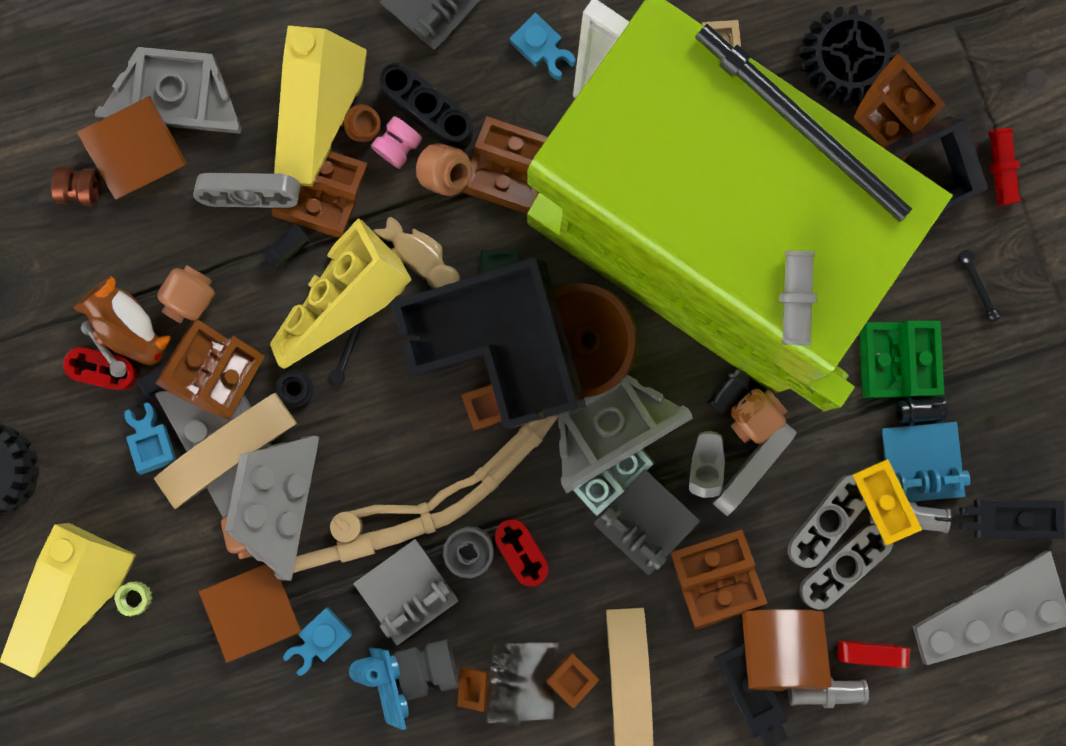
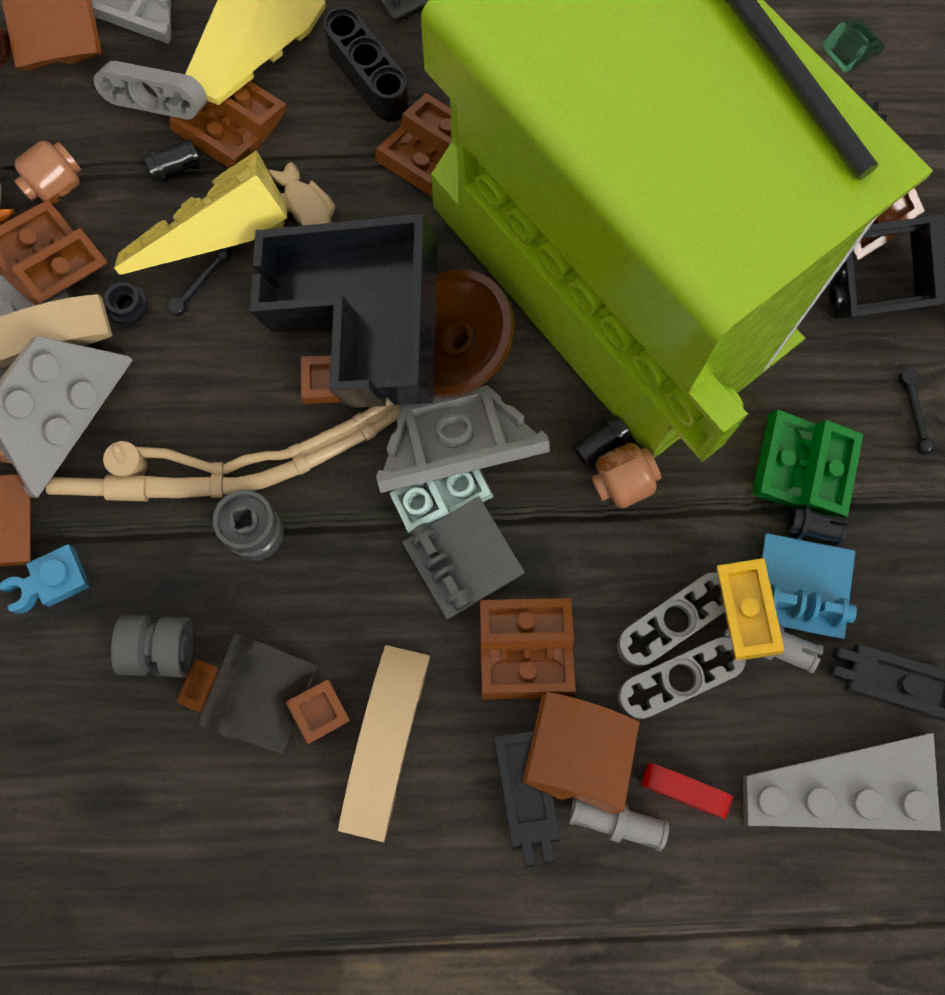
camera: 20 degrees right, 10 degrees down
(362, 123) = (294, 64): dark orange plate -> none
(382, 671) = (95, 626): dark azure hinge -> none
(396, 142) = (323, 90): bright pink wheel -> none
(406, 592) = (164, 555): light grey hinge -> none
(443, 169) = (362, 125): nougat head -> none
(513, 557) = (299, 551): red beam -> none
(707, 465) = (553, 512): light grey hair -> none
(753, 470) = (604, 532): light grey beam -> none
(798, 297) = (705, 224): light grey pin -> none

